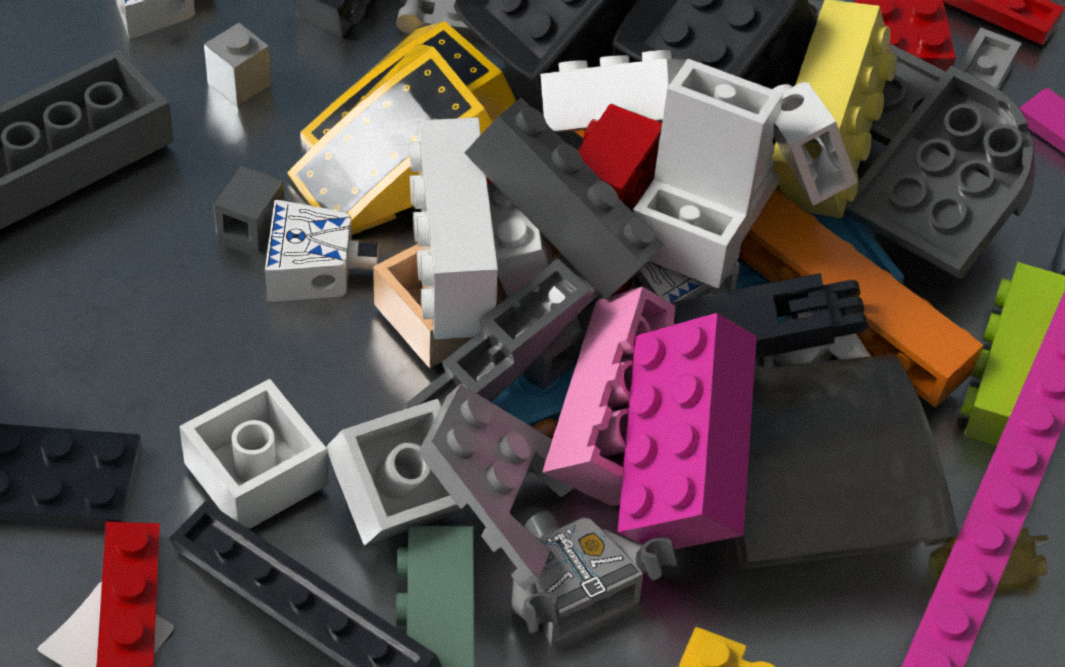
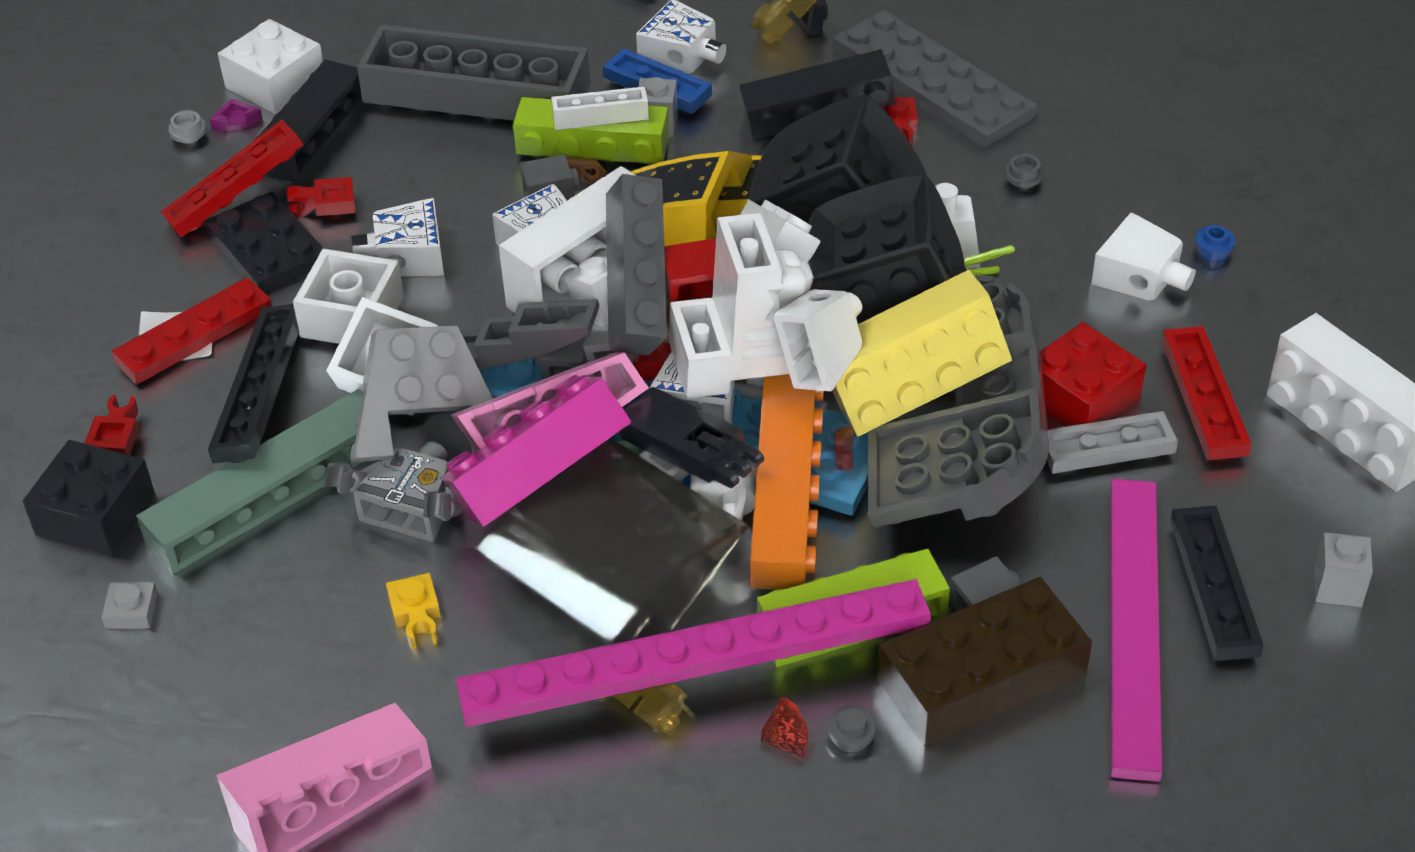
camera: 55 degrees right, 5 degrees down
(53, 380) = (327, 196): none -> red plate
(179, 40) = (628, 68): none -> blue plate
(204, 361) = (405, 235): none -> white torso
(216, 128) = (624, 142): none -> lime brick
(226, 96) = (600, 108): none -> white piece
(259, 162) = (587, 168): none -> reddish brown arm
(850, 227) = (844, 448): none -> clear red tile

